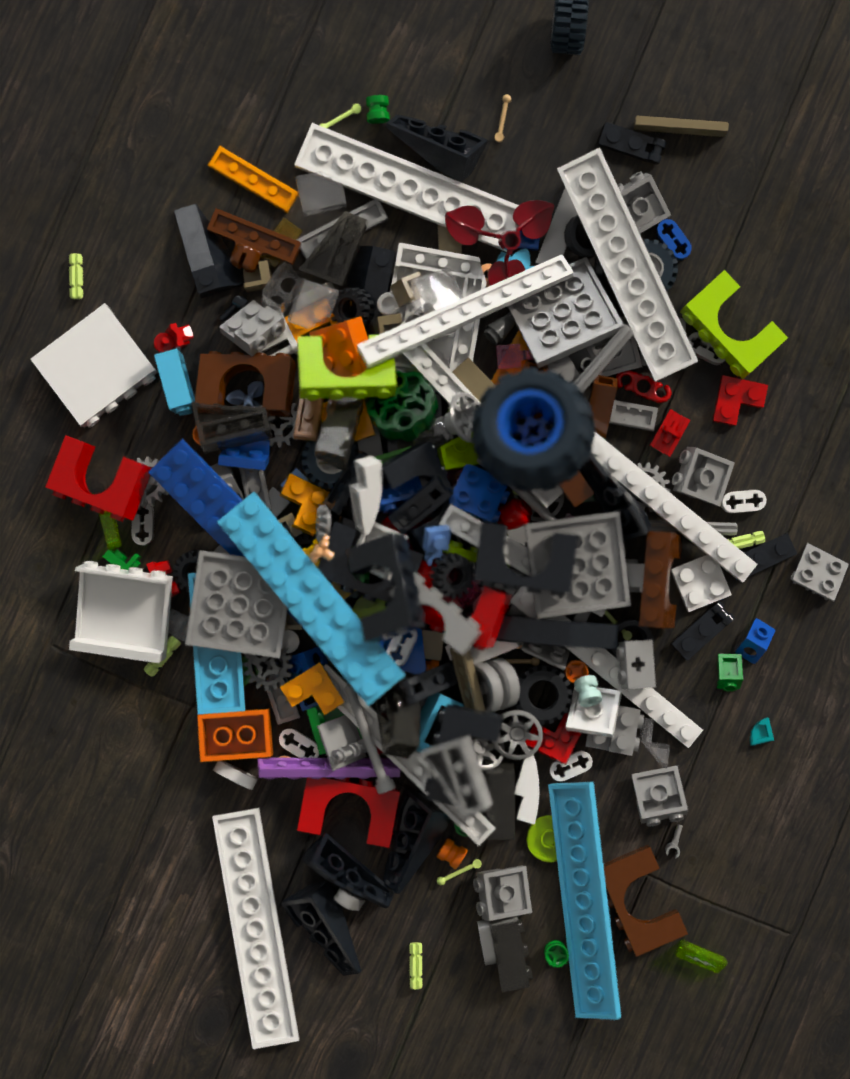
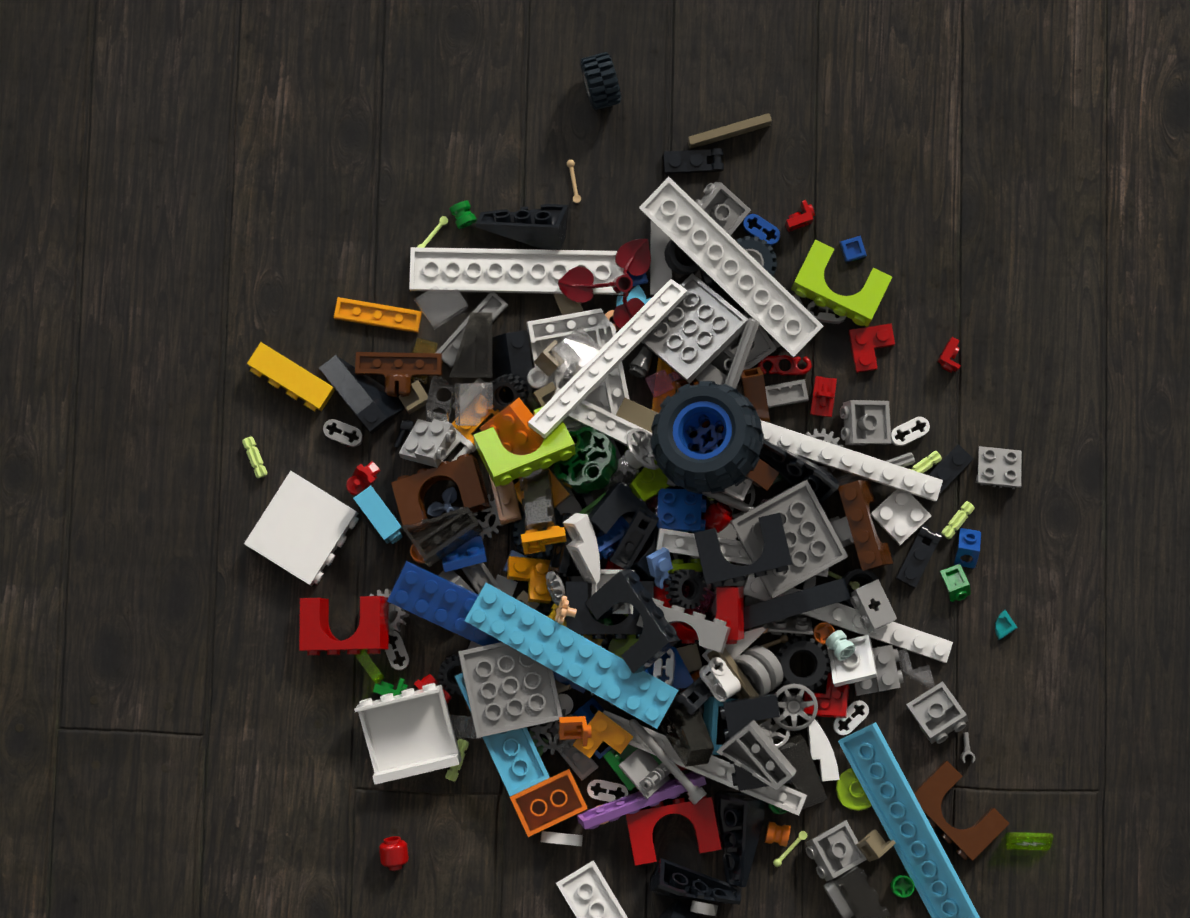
camera: 30 degrees left, 5 degrees down
(63, 724) = (393, 853): none -> red head
(142, 209) = (291, 377): none -> yellow brick
(169, 289) = (340, 437): none -> light grey beam
(287, 672) = (574, 728): none -> orange bracket
(320, 469) = (535, 541): none -> light orange plate
(452, 681) = (720, 681): none -> white piece
(544, 903) = (874, 846): none -> dark tan panel
(714, 244) = (800, 220): none -> red bracket
(756, 609) = (957, 520): none -> yellowish green axle
(759, 294) = (853, 249): none -> blue tile
(816, 436) = (949, 351): none -> red bracket

